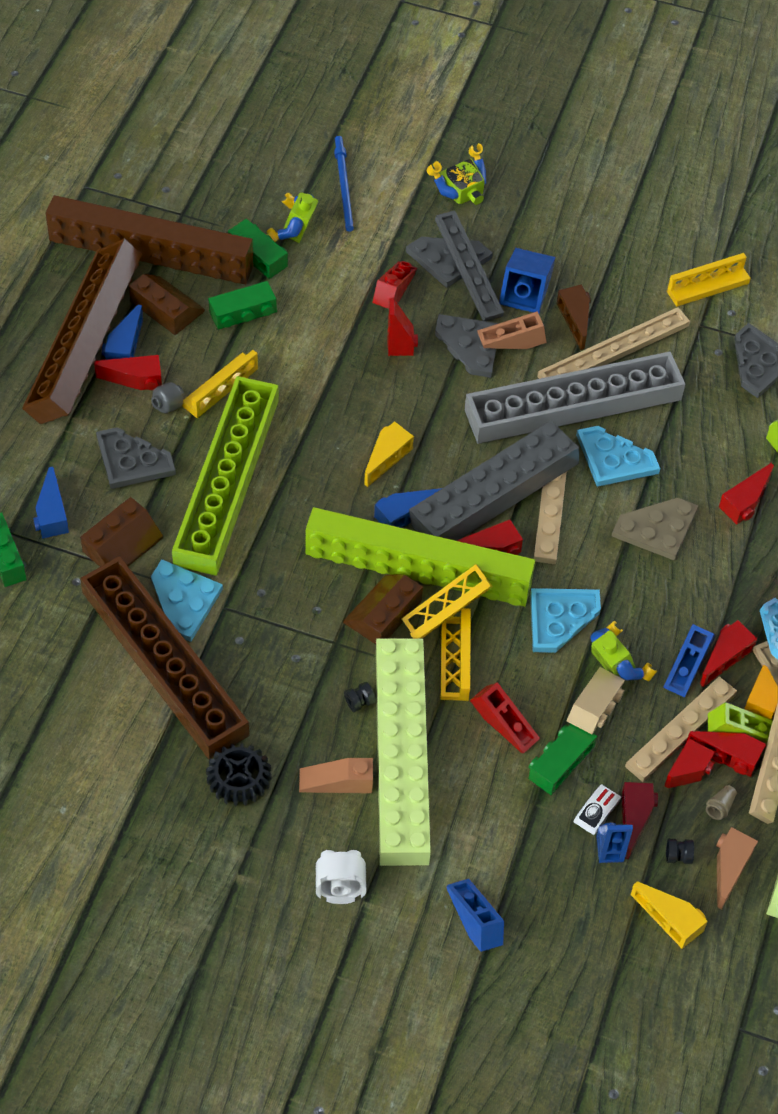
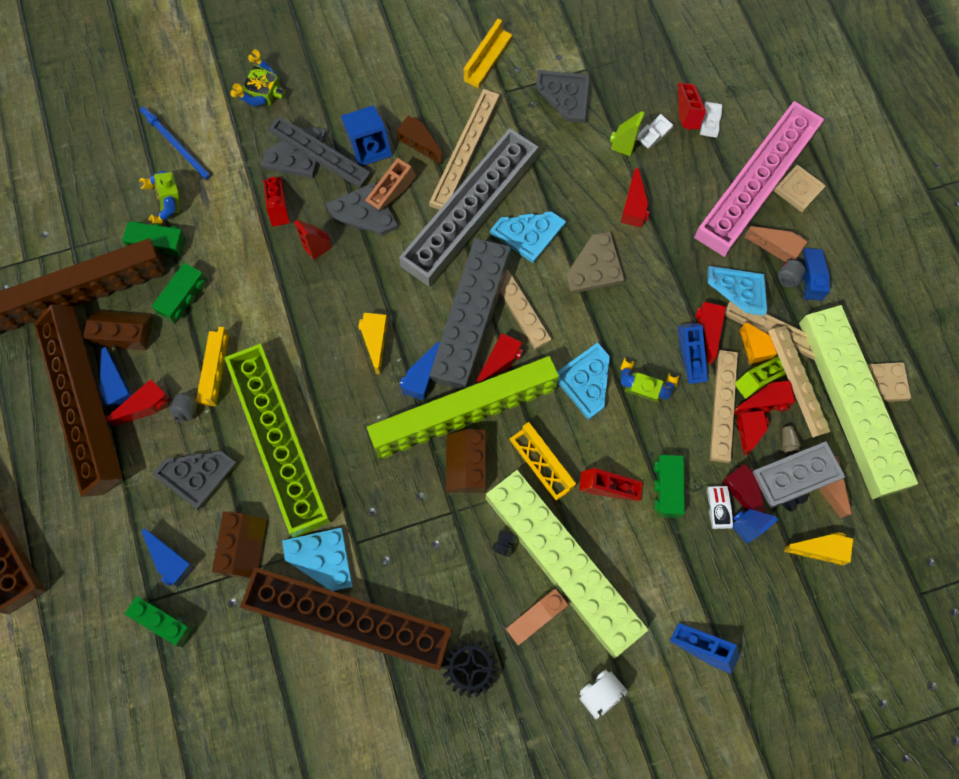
camera: 35 degrees left, 15 degrees up
(452, 609) = (519, 434): yellow fence -> none
(596, 701) = (663, 430): tan brick -> none
(698, 825) = (798, 474): none -> light grey plate

